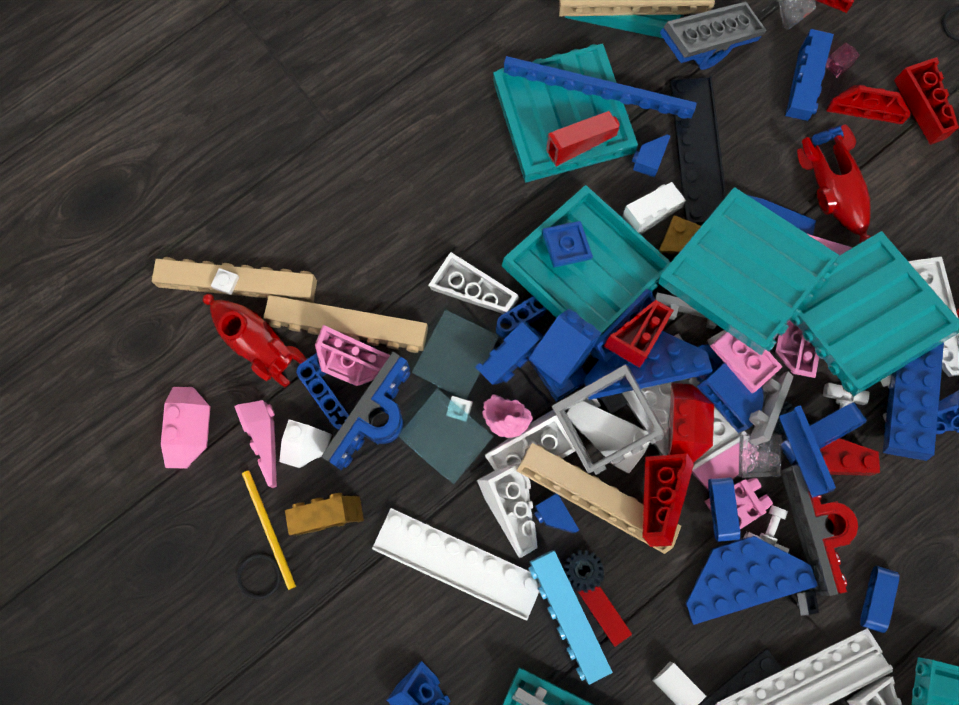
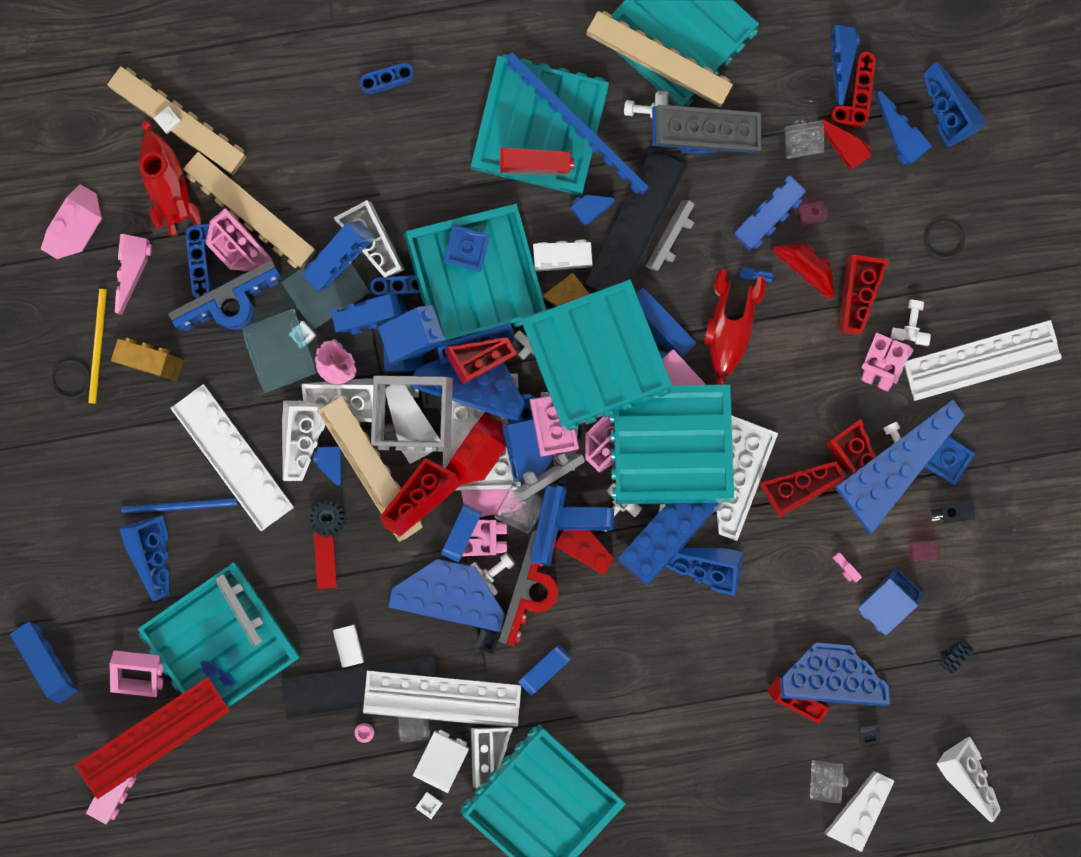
camera: 25 degrees right, 10 degrees up
(302, 444) = (160, 292): white slope -> none
(407, 136) = (393, 71): none -> blue beam
(432, 642) = (179, 506): none -> blue piece
(452, 315) = (338, 255): none -> blue wedge
(570, 616) = (295, 546): medium azure brick -> none
(656, 46) = (661, 98): none -> white bar
(734, 141) = (678, 220): none -> light grey hinge

